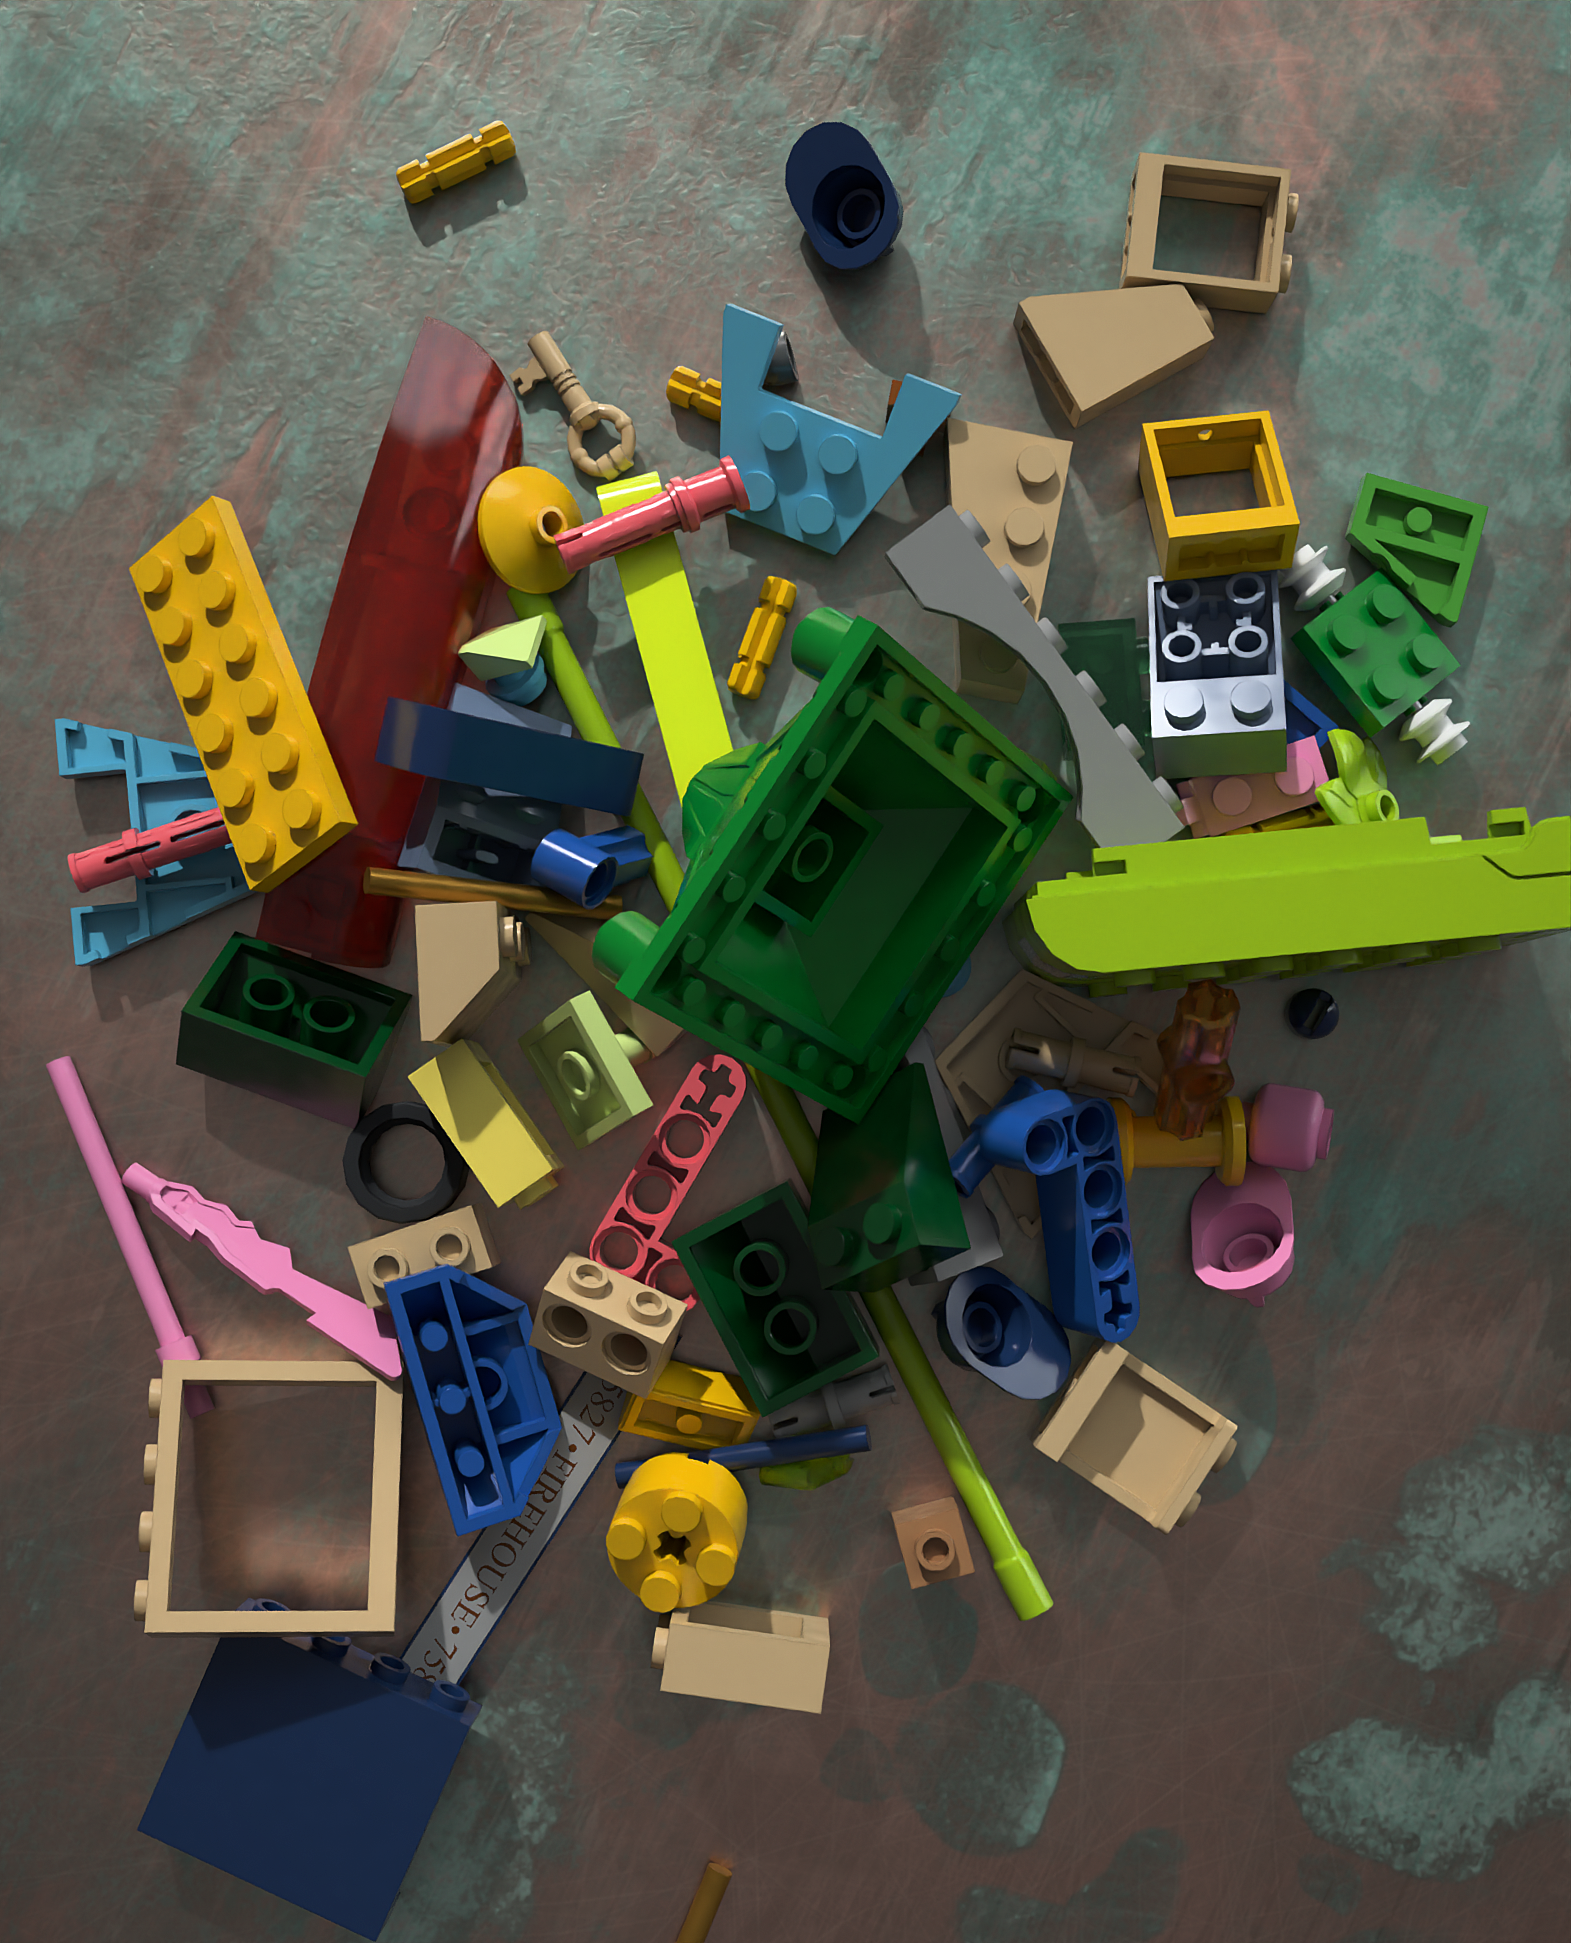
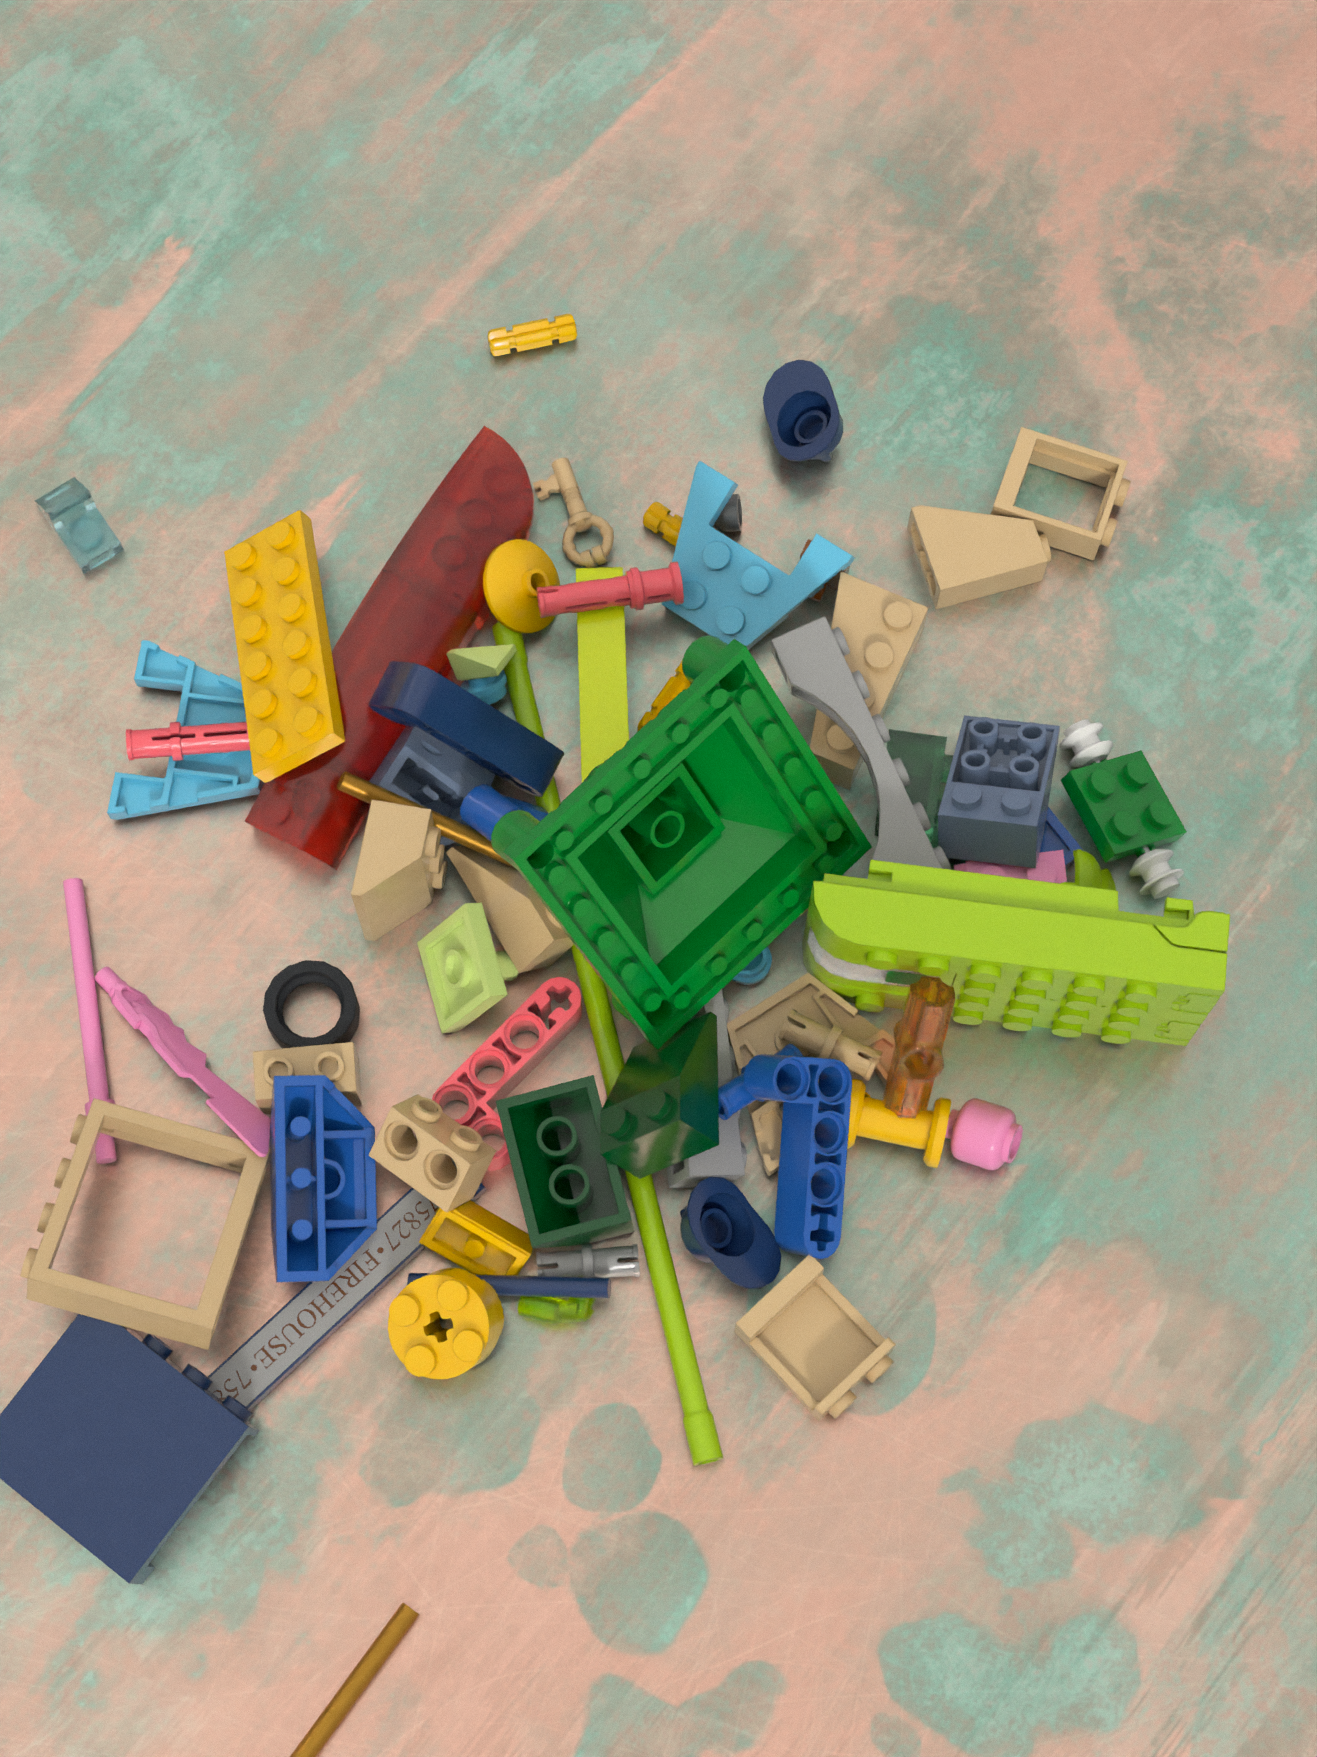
camera: 10 degrees right, 15 degrees down
(292, 1029) = (252, 895): dark green slope -> none
(488, 1125) = (381, 989): light yellow window -> none
(744, 1655) = (471, 1426): tan window -> none
(933, 1542) = (639, 1382): medium nougat brick -> none
(1221, 540) = (1026, 695): yellow window -> none
(1244, 1234) = (933, 1205): bright pink piece -> none
(1301, 1006) = (1030, 1067): dark blue hinge -> none
(1418, 540) = (1172, 737): bright green wing -> none

